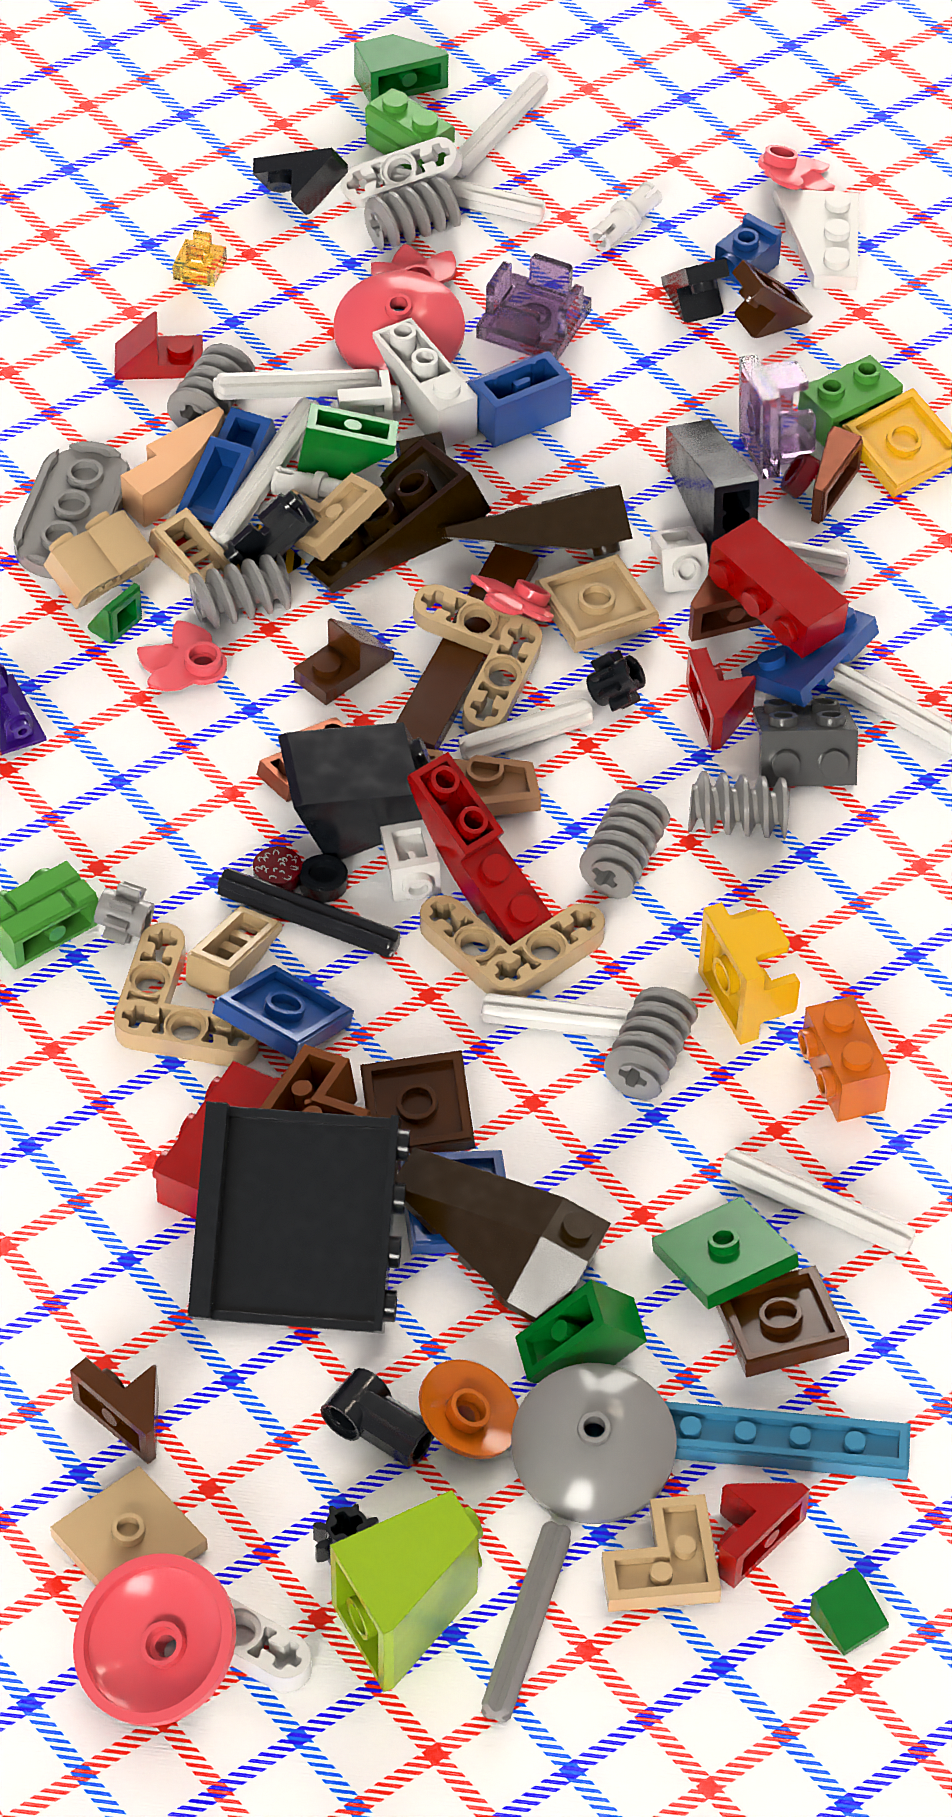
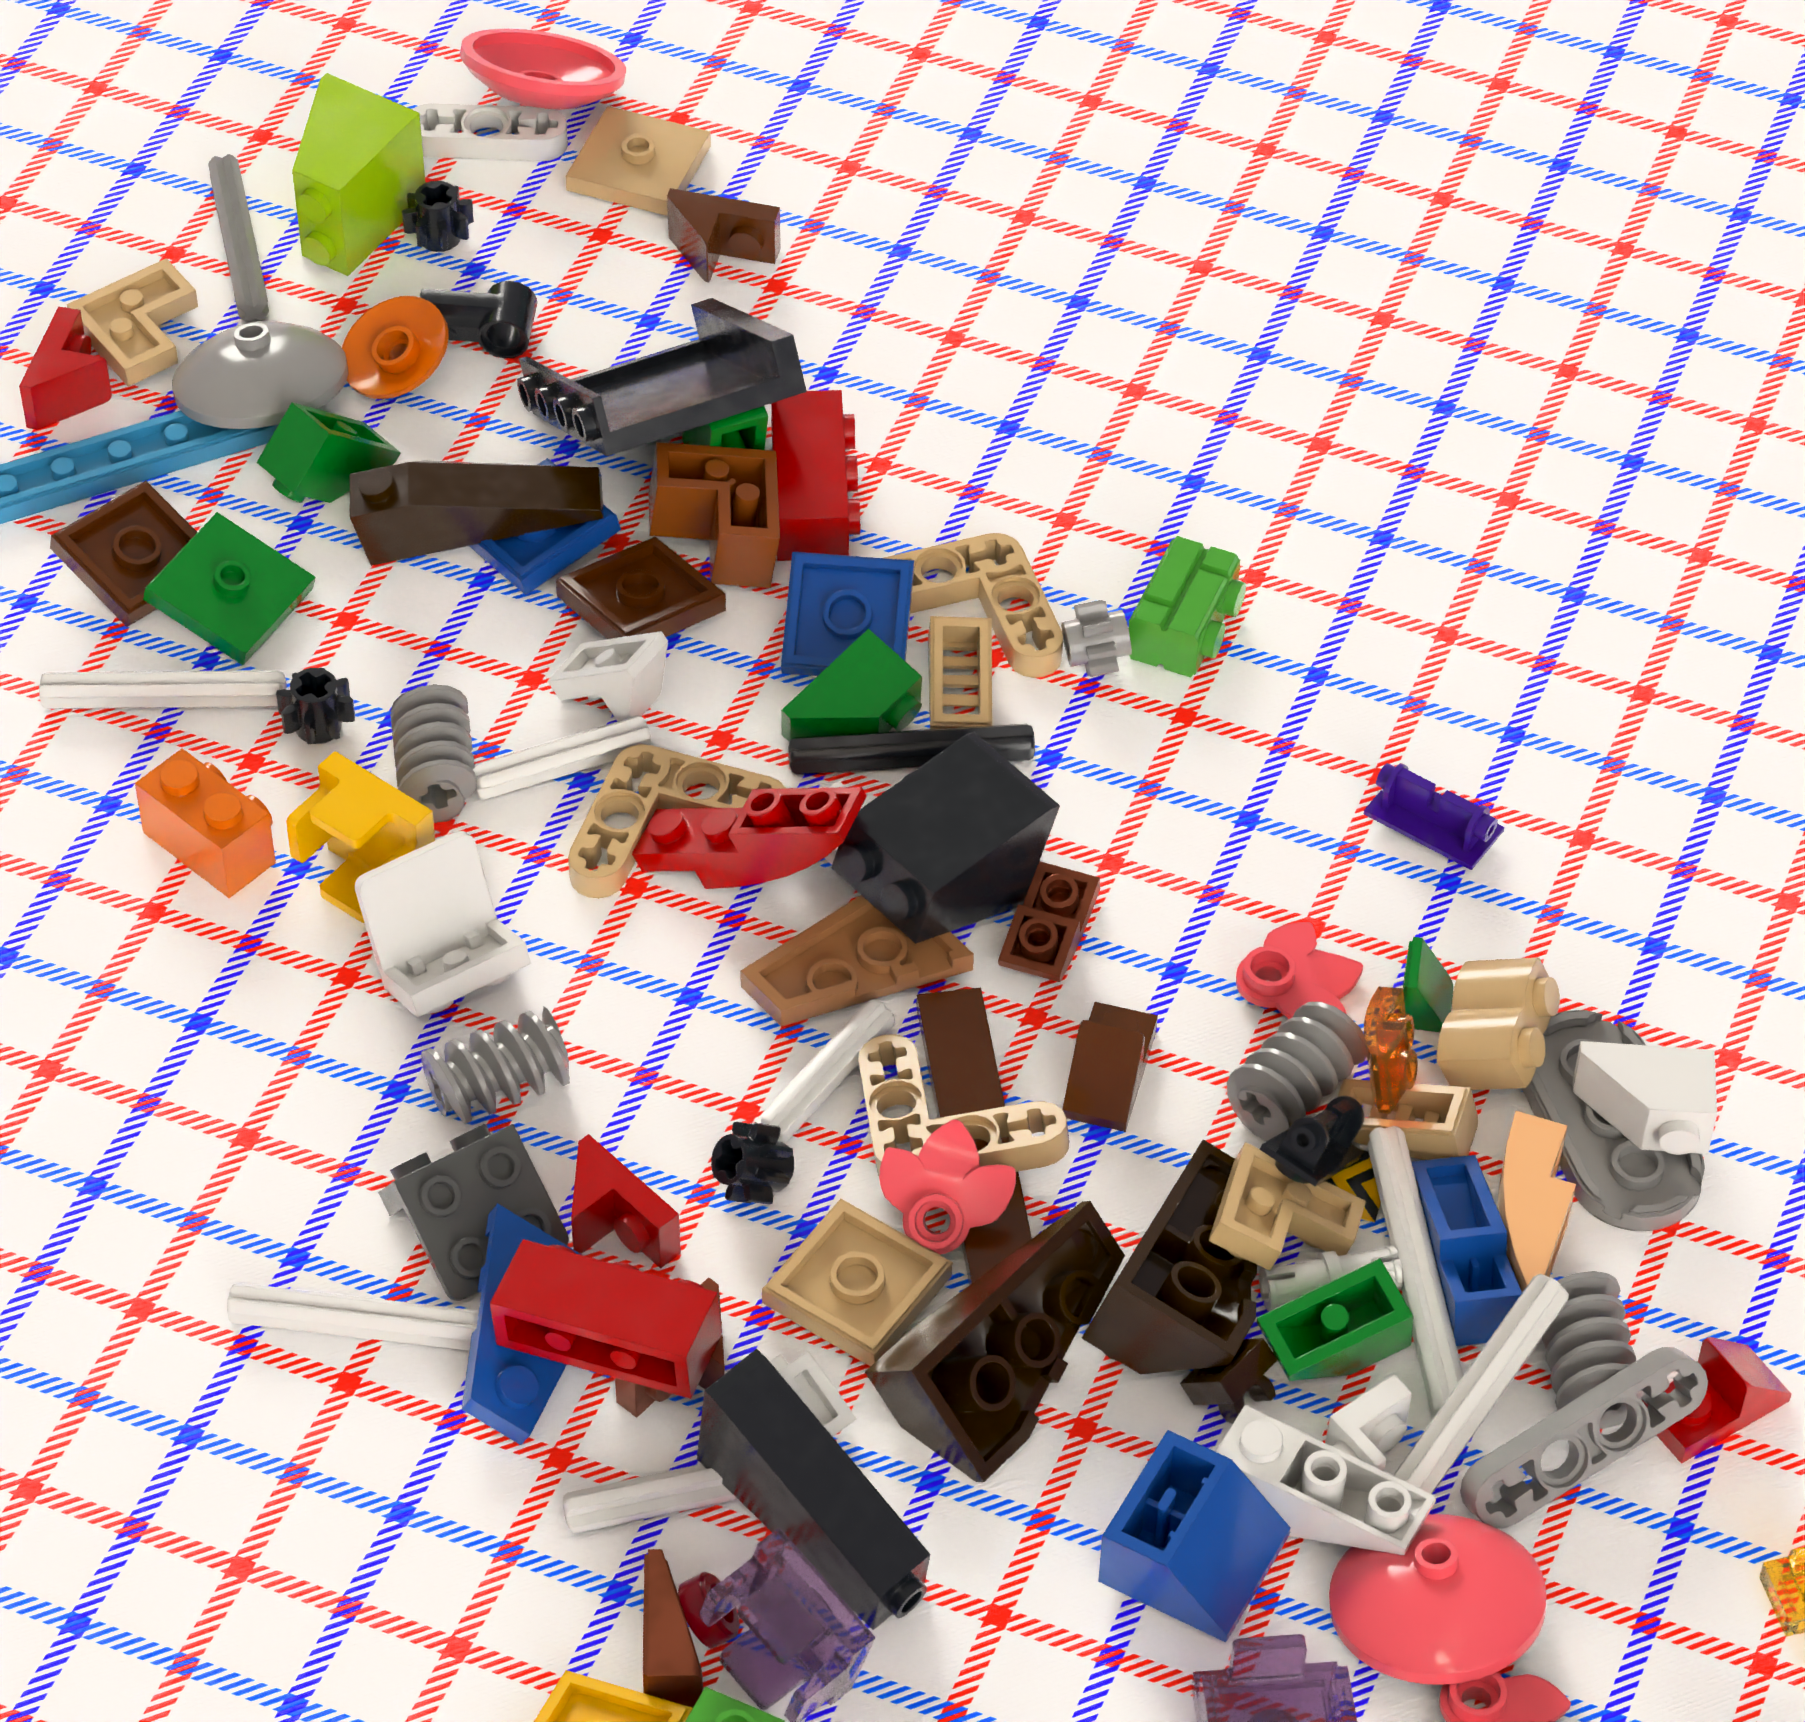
camera: 150 degrees right, 0 degrees up
(47, 473) = (1651, 1093): none -> white slope
(192, 551) = (1388, 1048): none -> clear orange slope
(261, 341) = (1587, 1446): none -> light grey beam
(330, 943) = (857, 693): none -> green slope
(484, 1032) = (619, 670): none -> white slope
(624, 843) = (604, 955): light grey piece -> none
(714, 1121) = (315, 705): none -> black gear
(734, 883) = (437, 925): none -> white bracket

